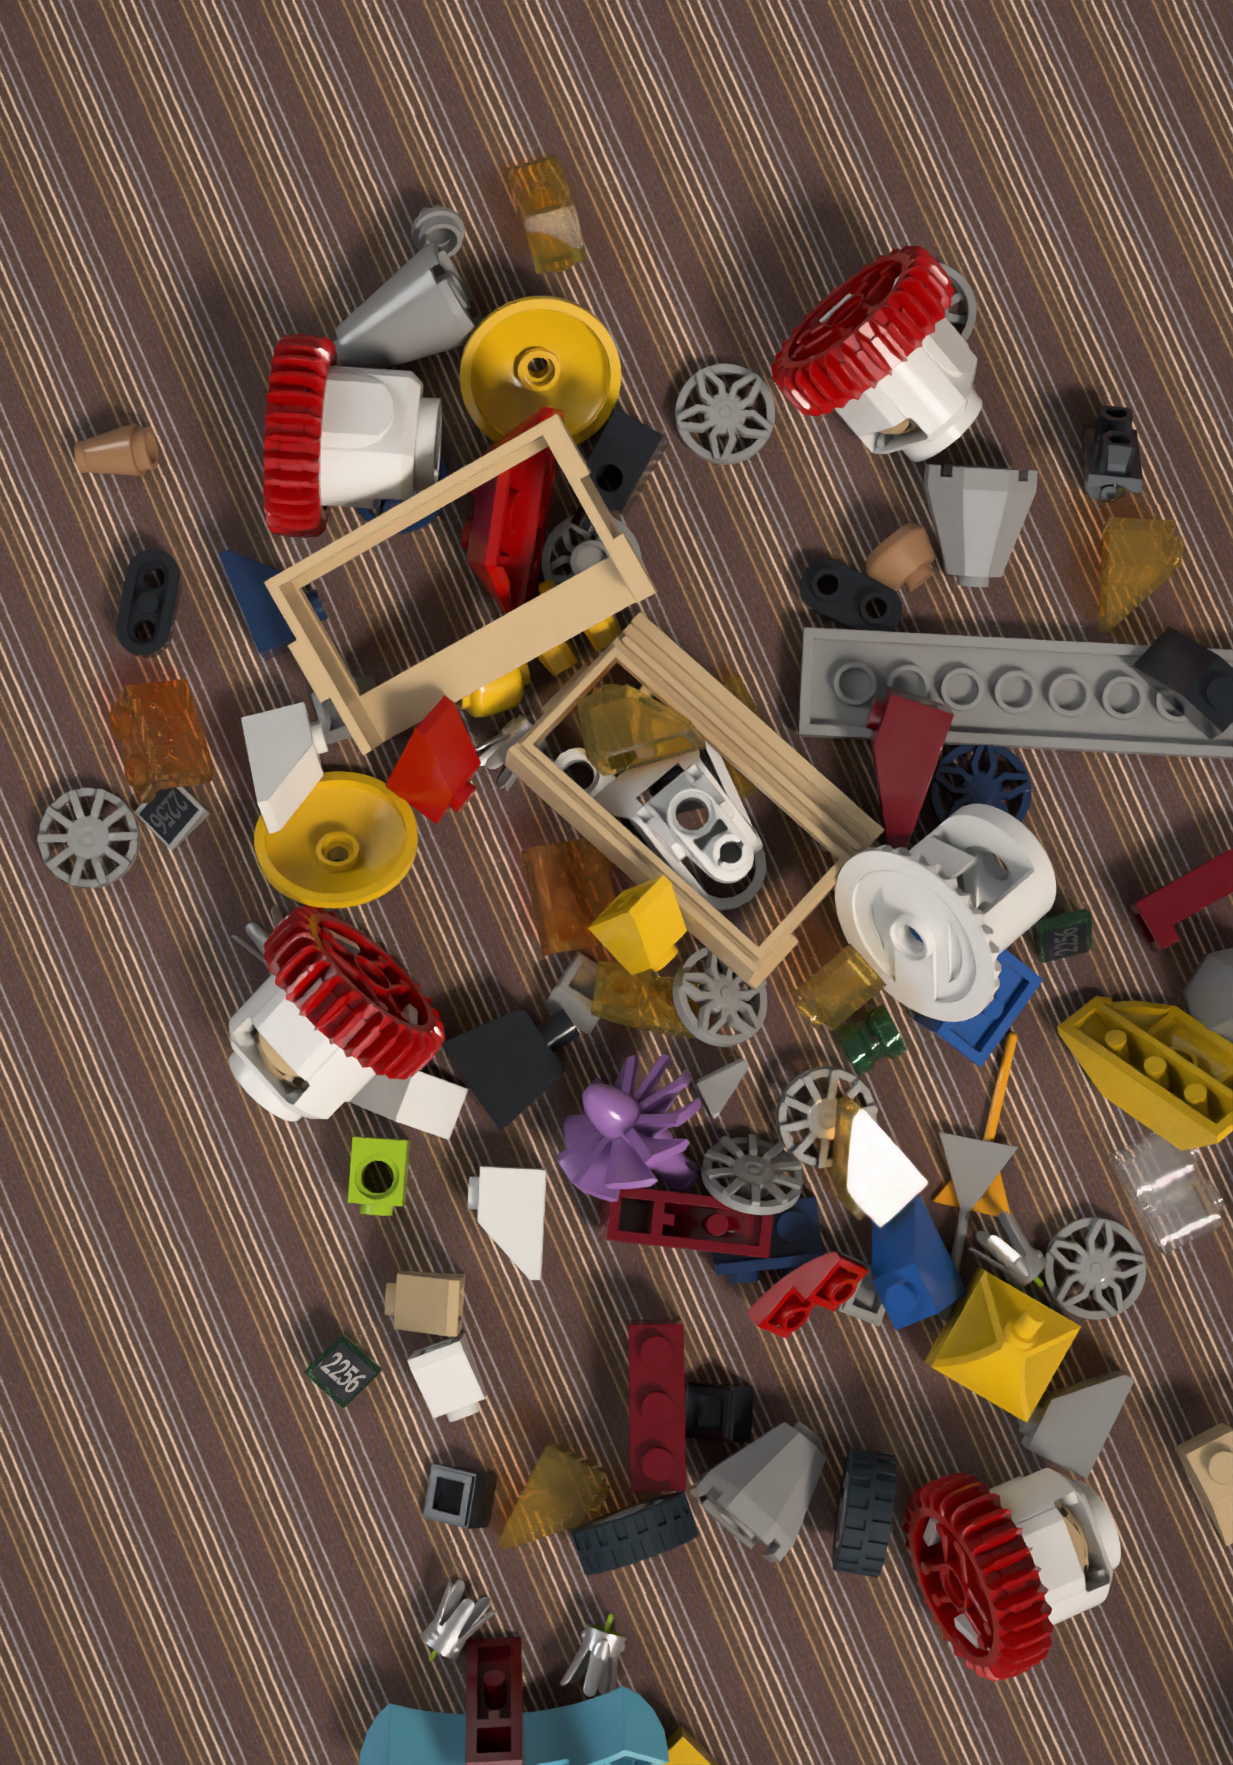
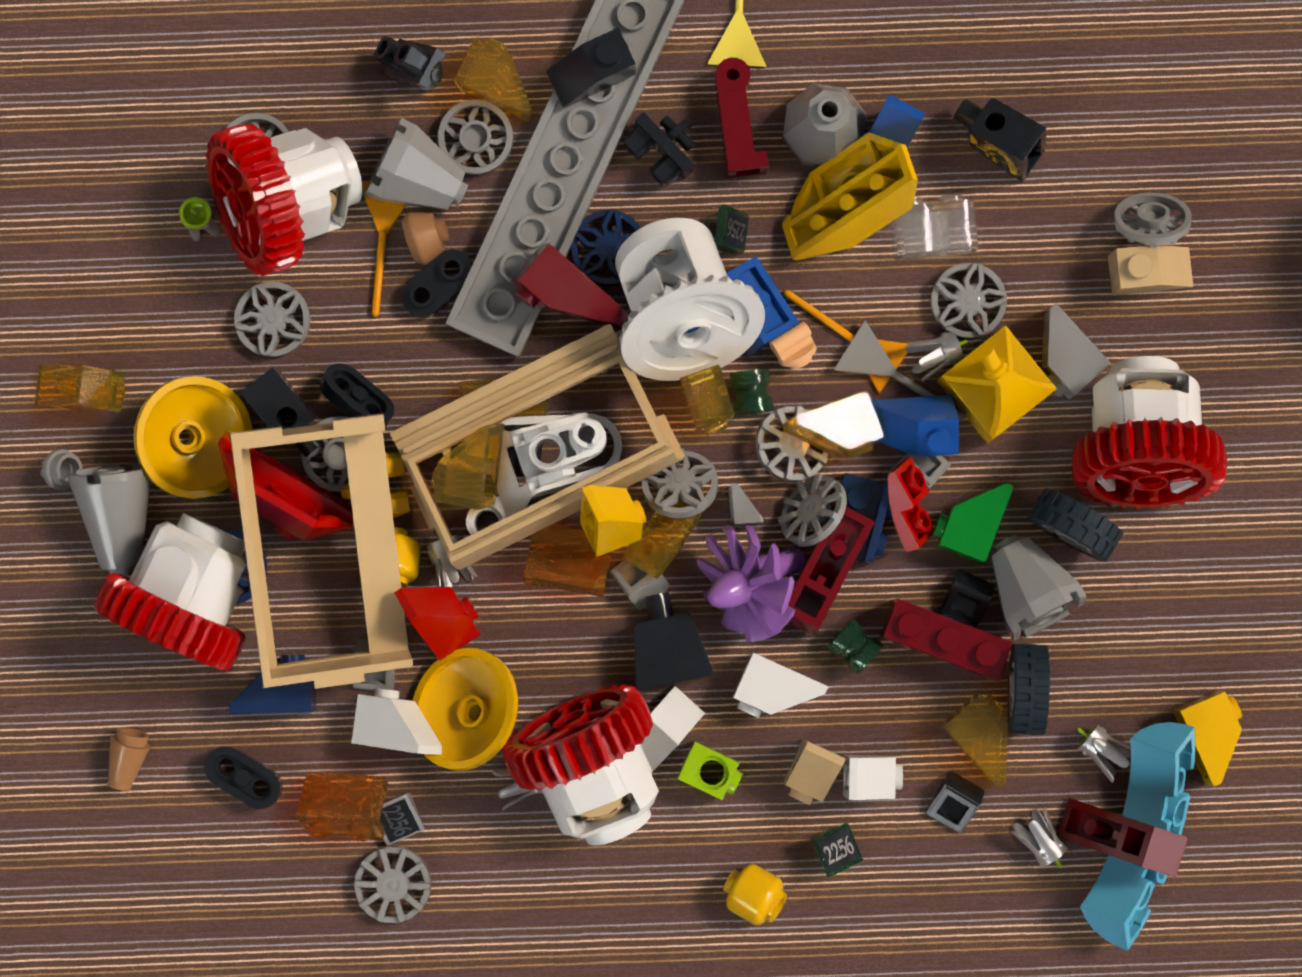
camera: 65 degrees left, 0 degrees up
(248, 1289) = (754, 894): none -> yellow head
(603, 1294) = (855, 646): none -> clear green wheel
(673, 556) = (354, 393): none -> black plate
(813, 1383) = (972, 525): none -> green slope
(816, 270) = (197, 215): none -> lime piece
(906, 501) = (384, 217): none -> light orange piece
(948, 1072) = (794, 347): none -> light nougat plate
(1052, 573) = (476, 136): none -> light grey wheel
(1140, 785) = (673, 160): none -> black hips

